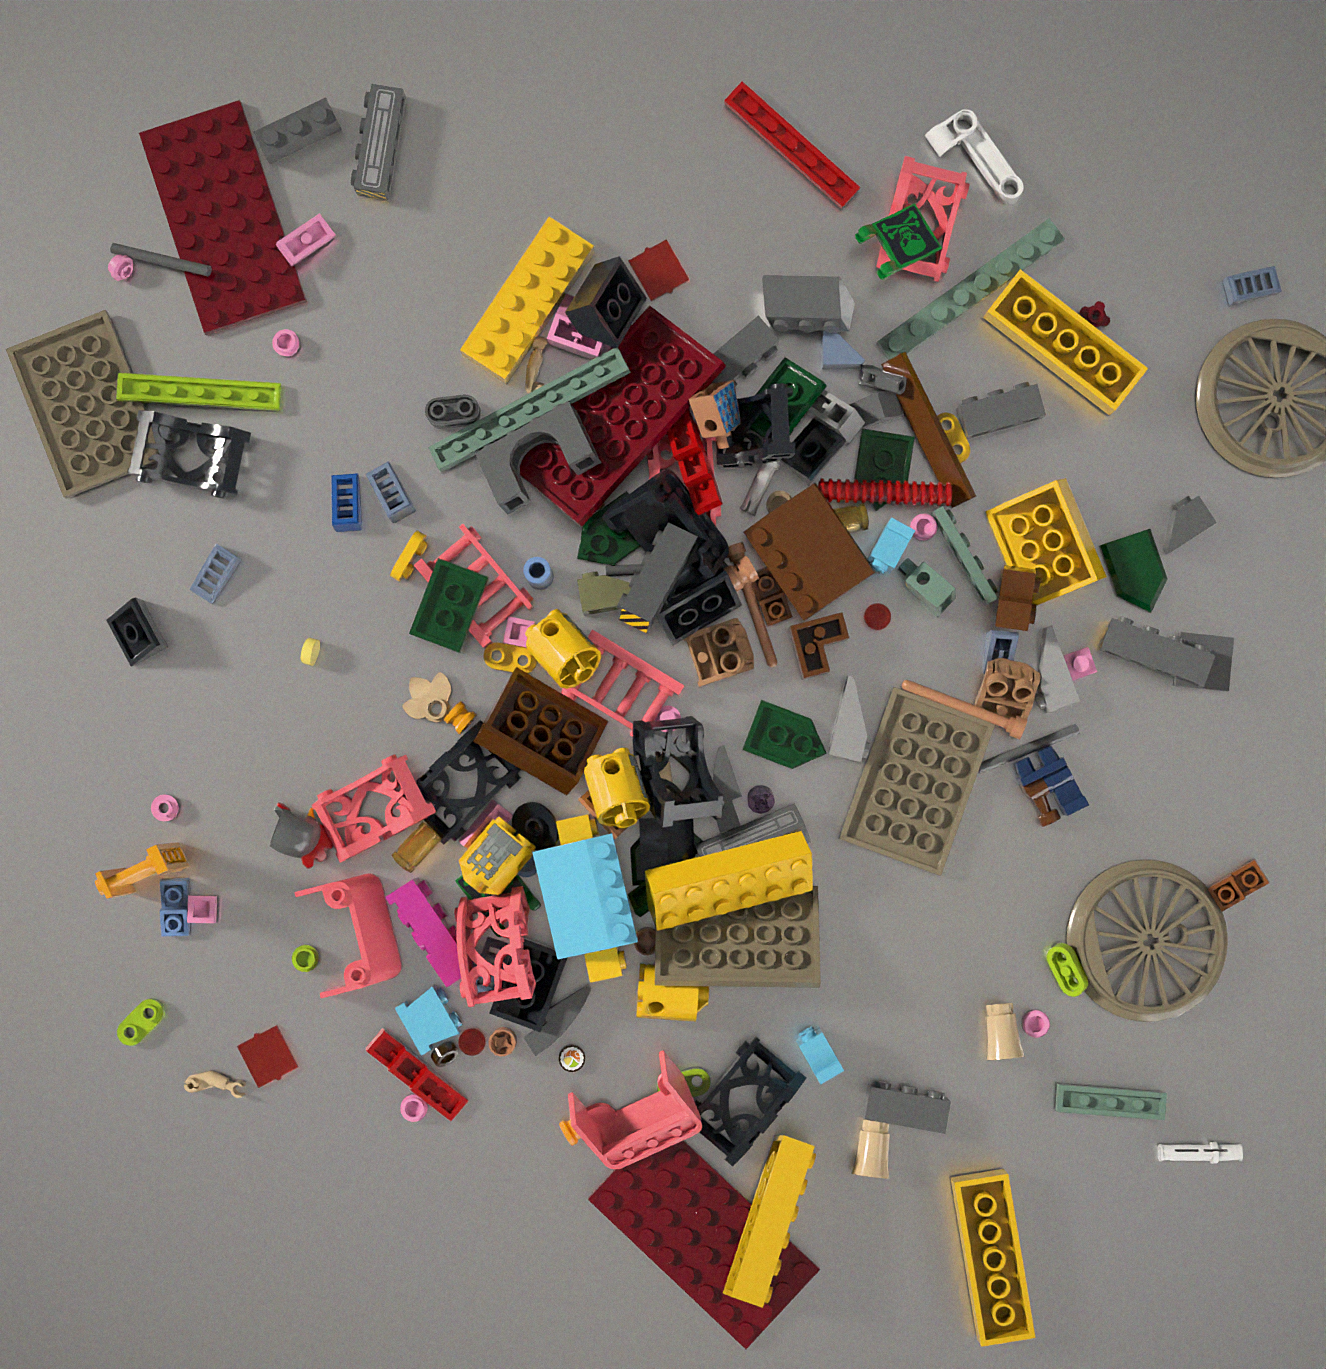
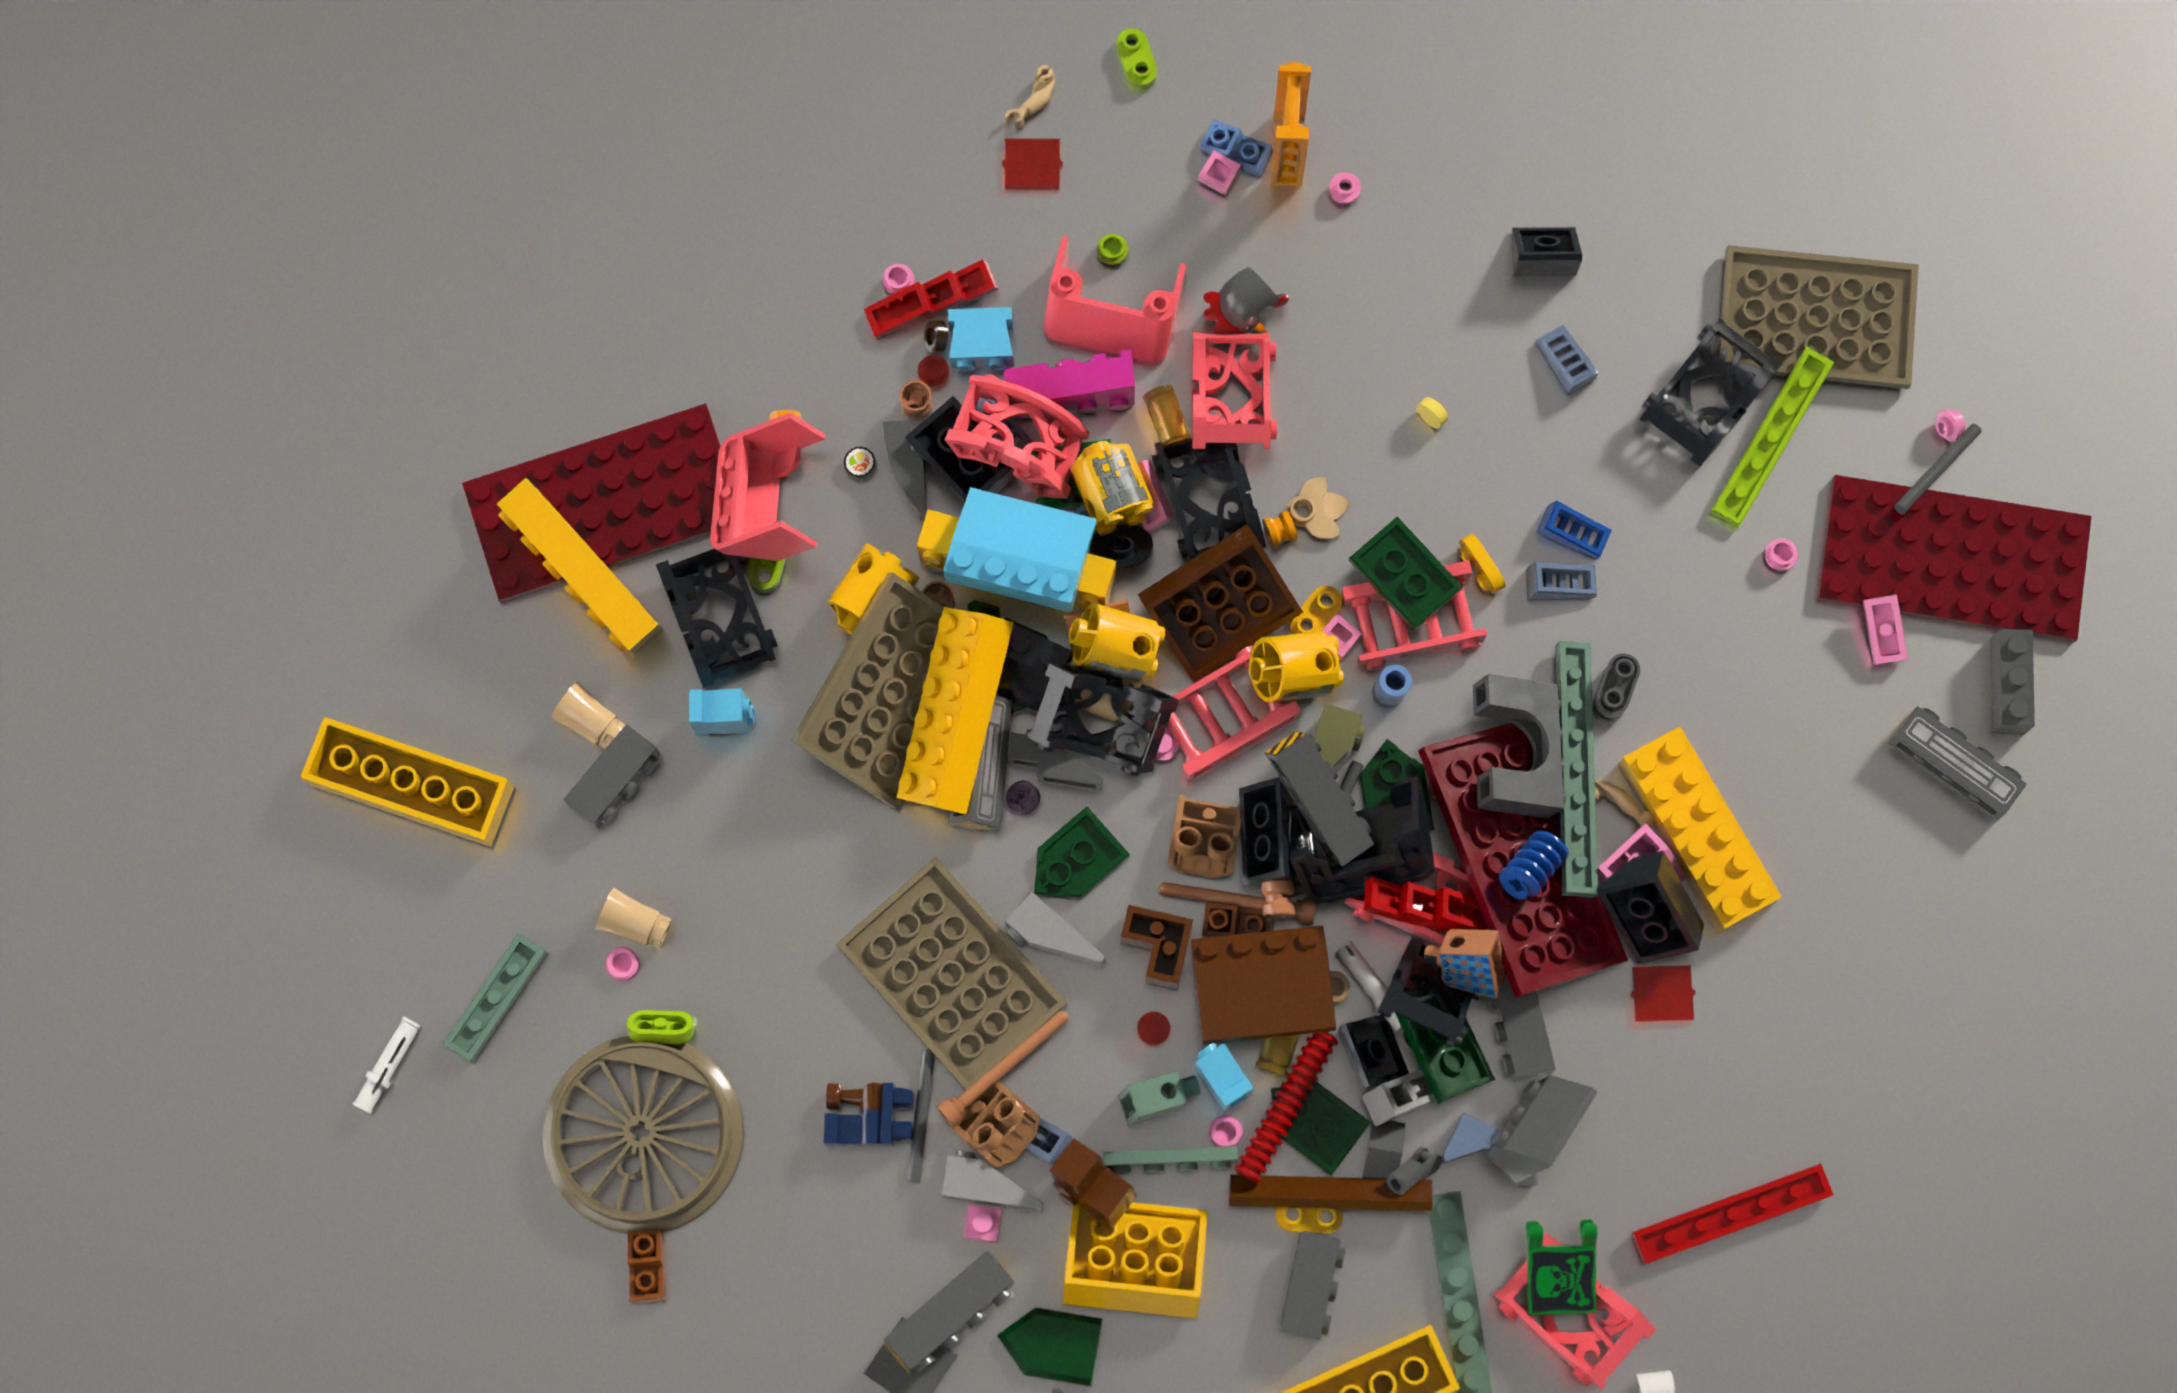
camera: 120 degrees right, 10 degrees down
(622, 401) = (1533, 865): none -> blue piece

